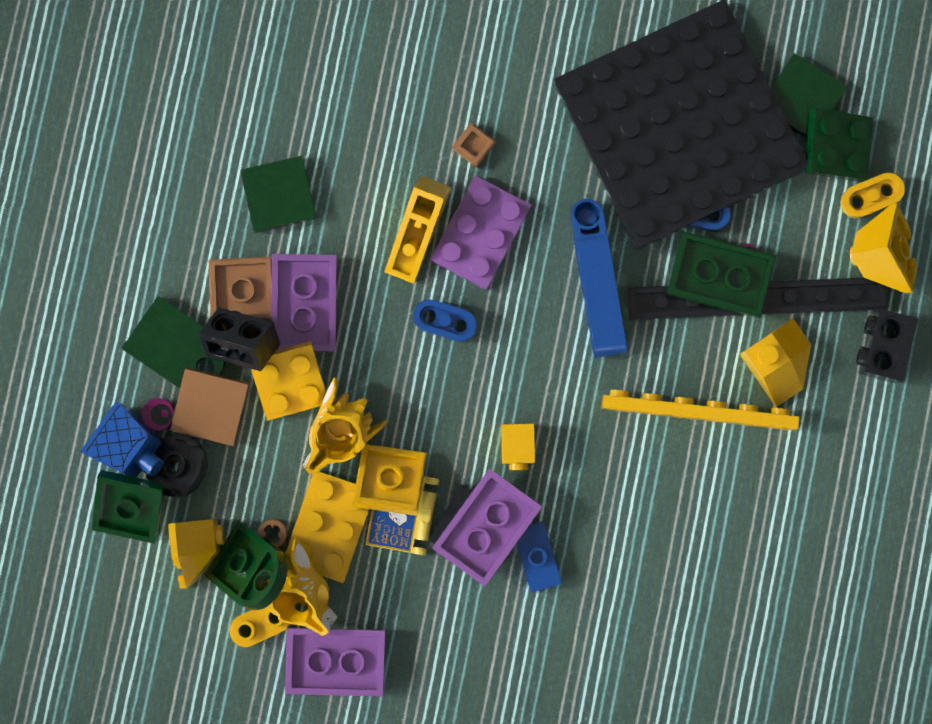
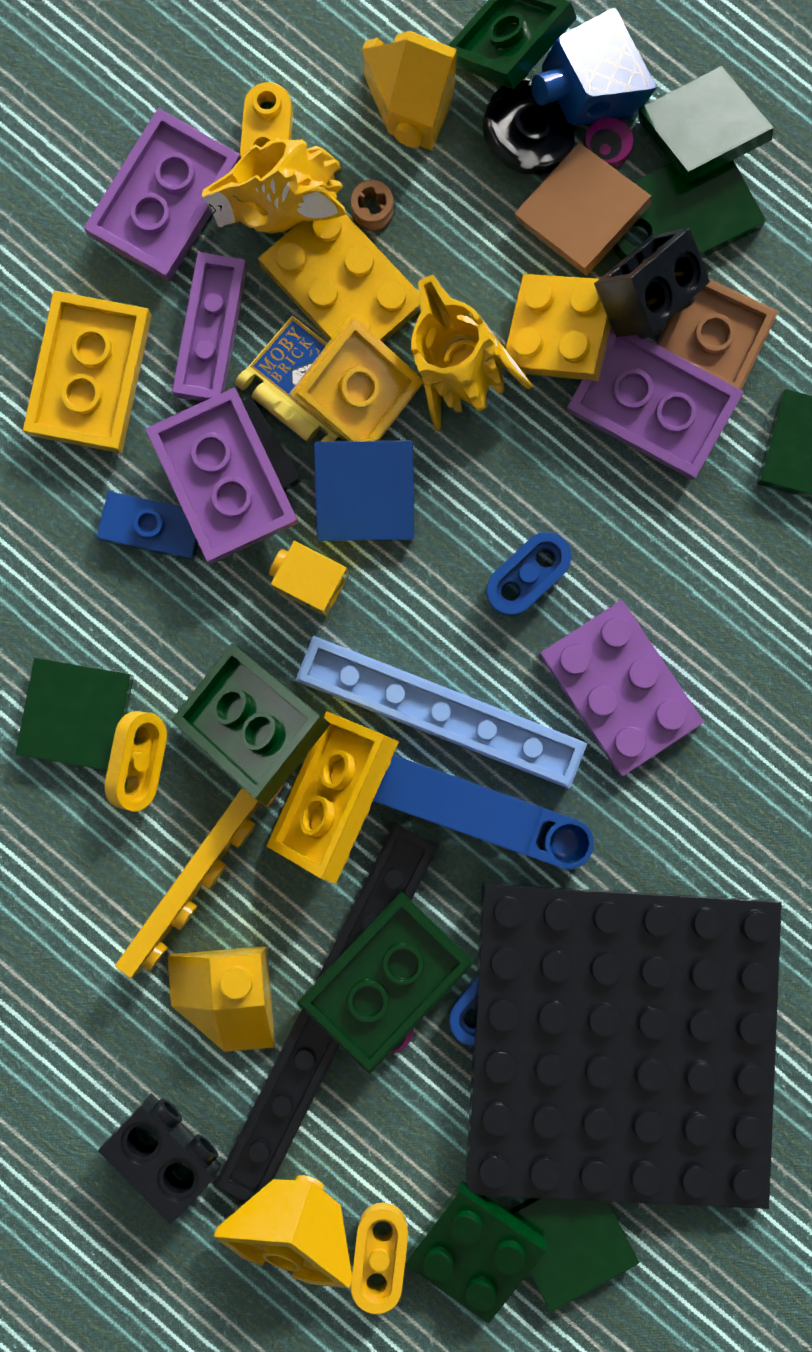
camera: 115 degrees right, 0 degrees up
(118, 362) = (705, 124): none -> tile
(246, 565) = (341, 137): dark green tile -> none
(401, 587) = (209, 327): none -> medium lavender plate
(417, 228) = (674, 606): yellow slope -> none
(448, 441) = (364, 490): none -> blue tile
(467, 645) = (87, 372): none -> yellow plate
(473, 145) = (745, 744): medium nougat tile -> none
(551, 328) = (441, 712): none -> light blue tile
(620, 430) = (250, 723): none -> dark green plate
(635, 361) = (332, 797): none -> yellow plate
(671, 538) = (72, 713): none -> dark green tile
(677, 485) = (136, 760): none -> yellow plate

